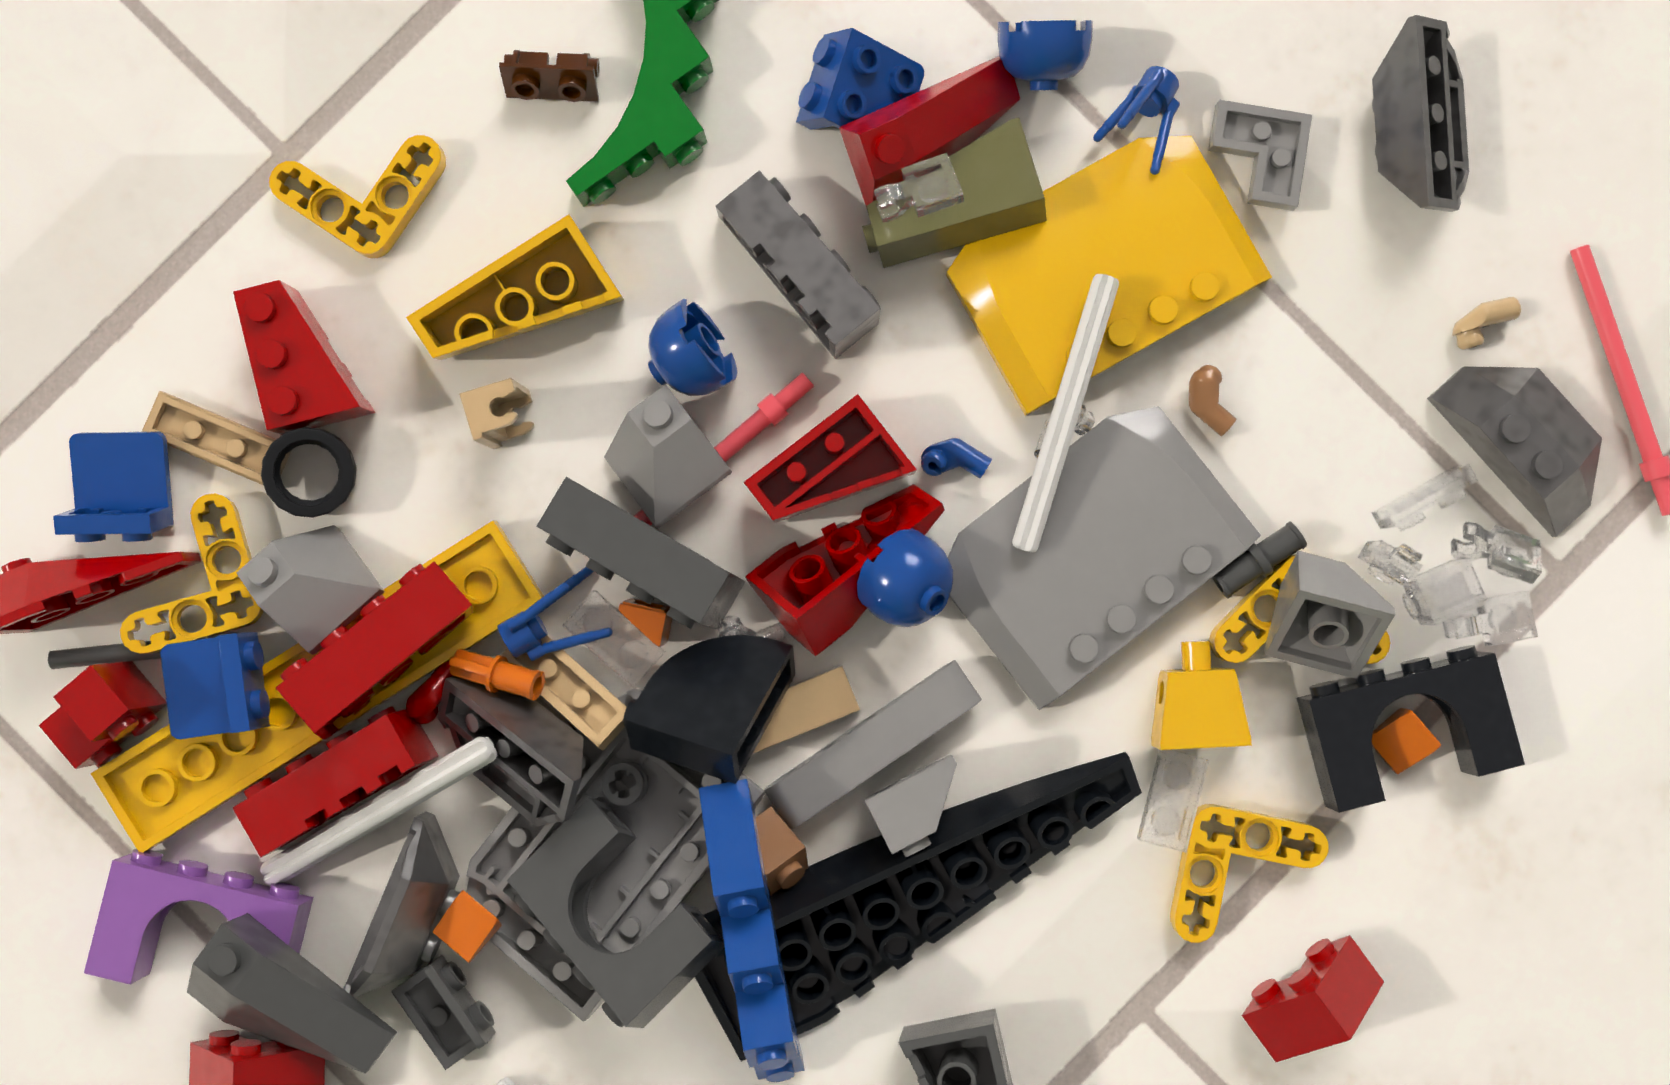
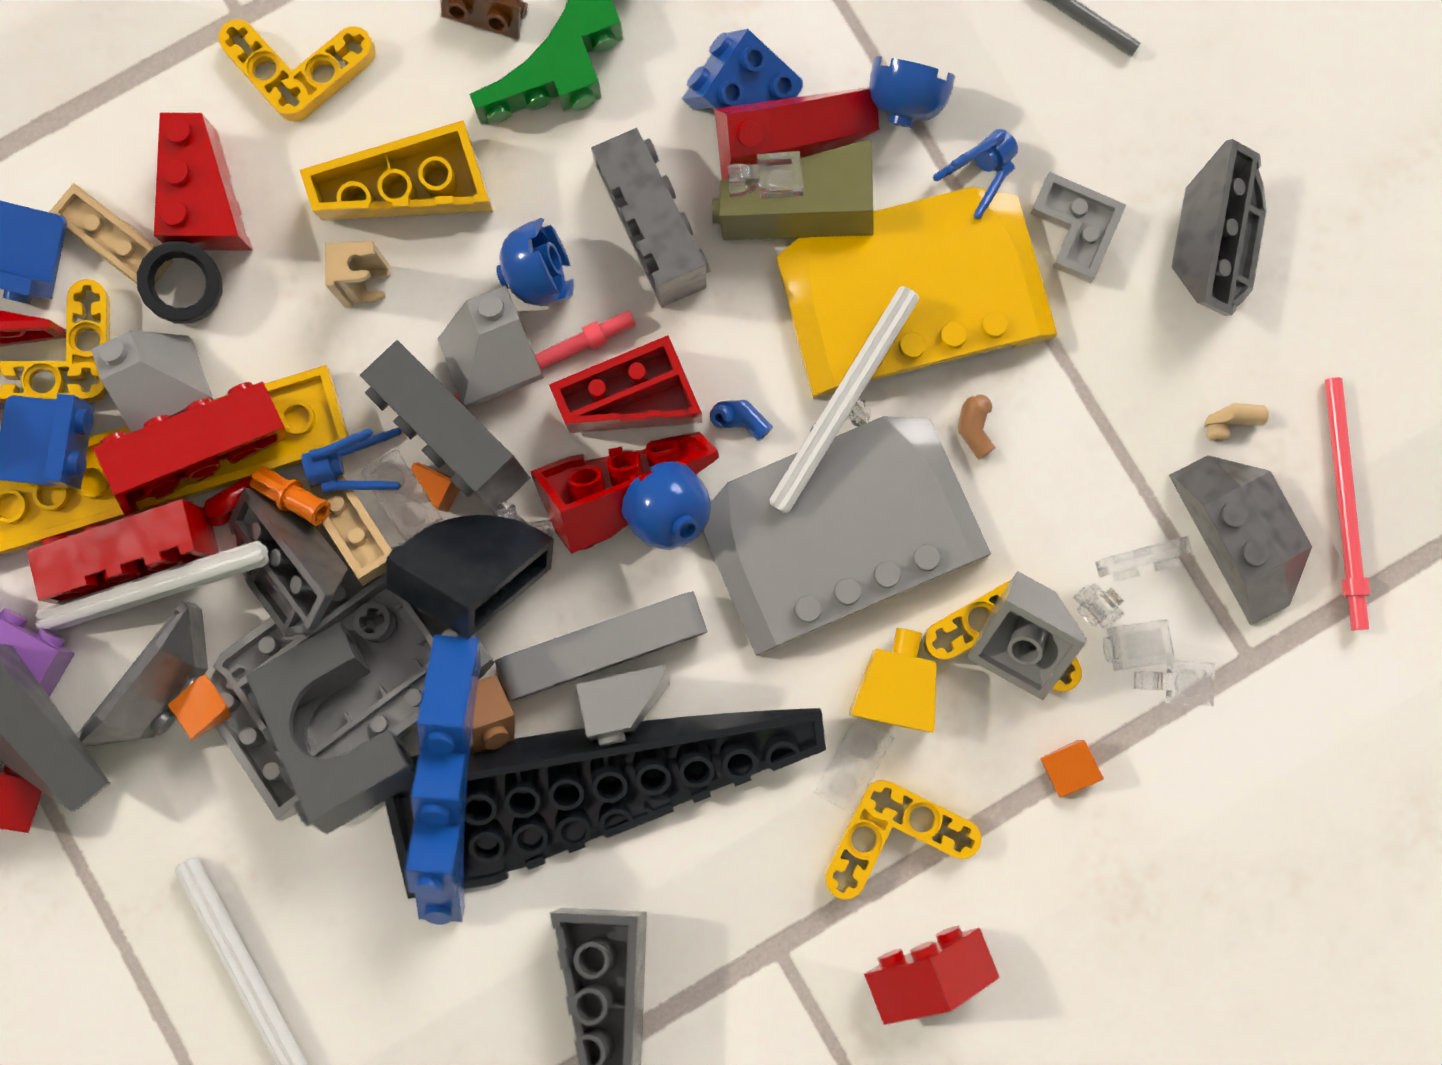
camera: 10 degrees right, 5 degrees down
(445, 1011) = (159, 781): dark grey bracket -> none
(810, 706) = (551, 600): tan tile -> none
(1259, 559) = (983, 574): dark grey pin -> none
(1343, 719) = (1136, 734): black arch -> none
(1505, 551) = (1202, 622): clear plate -> none

